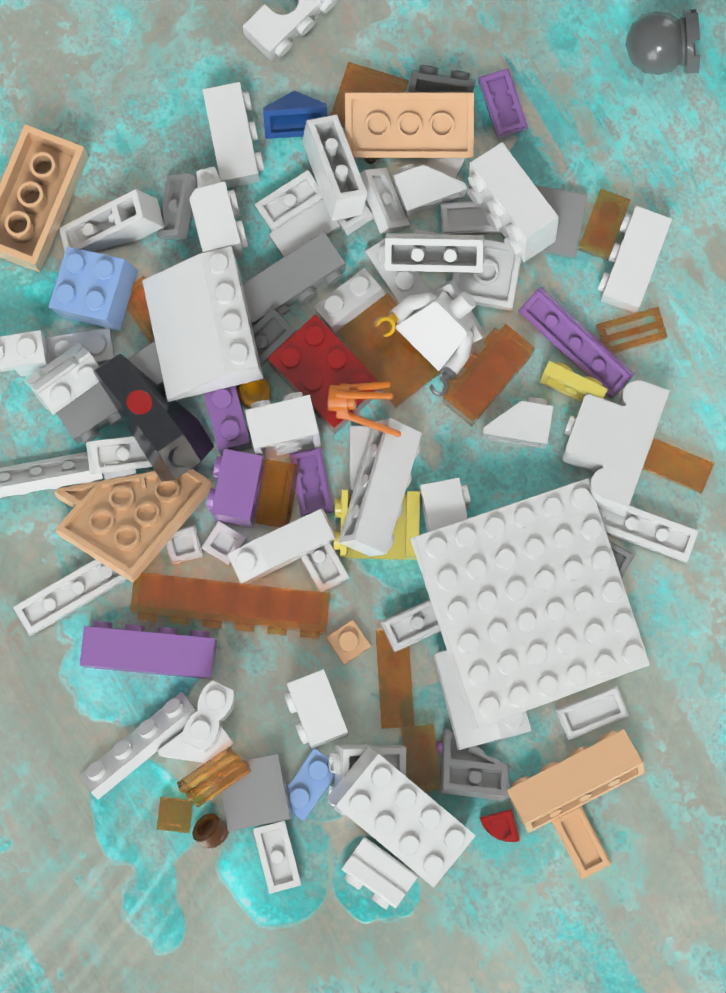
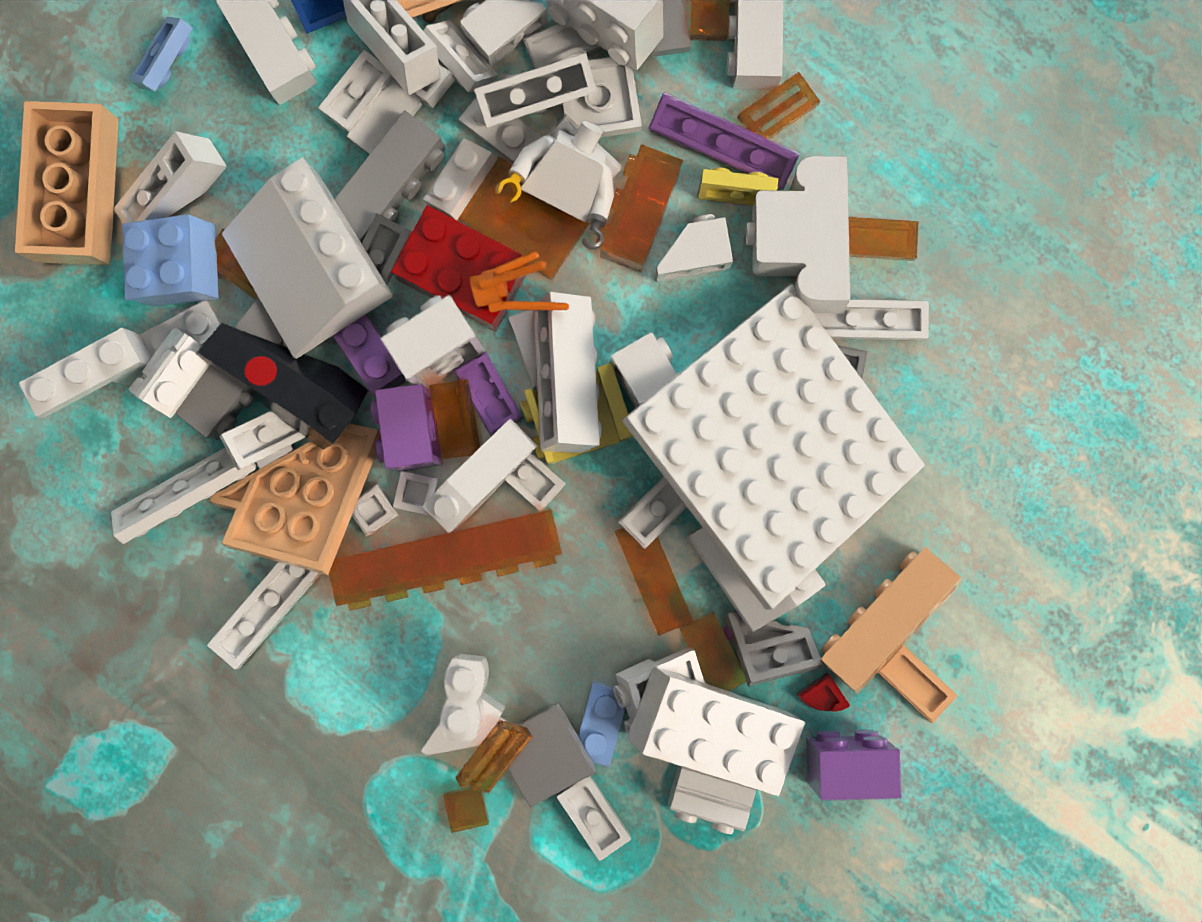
camera: 25 degrees left, 5 degrees up
(138, 746) = (399, 750): white plate -> none
(142, 118) = (167, 44): none -> light blue plate
(148, 651) = (374, 642): medium lavender brick -> none
(176, 206) = (234, 138): light grey plate -> none
(210, 831) = (510, 814): reddish brown tile -> none
(215, 214) = (277, 129): white hinge -> none
(254, 392) = (390, 312): light orange tile -> none
(316, 708) = (581, 645): white brick -> none
(348, 642) = (589, 554): light nougat plate -> none
(503, 885) = (853, 766): none -> medium lavender brick
(592, 713) = (879, 539): white tile -> none

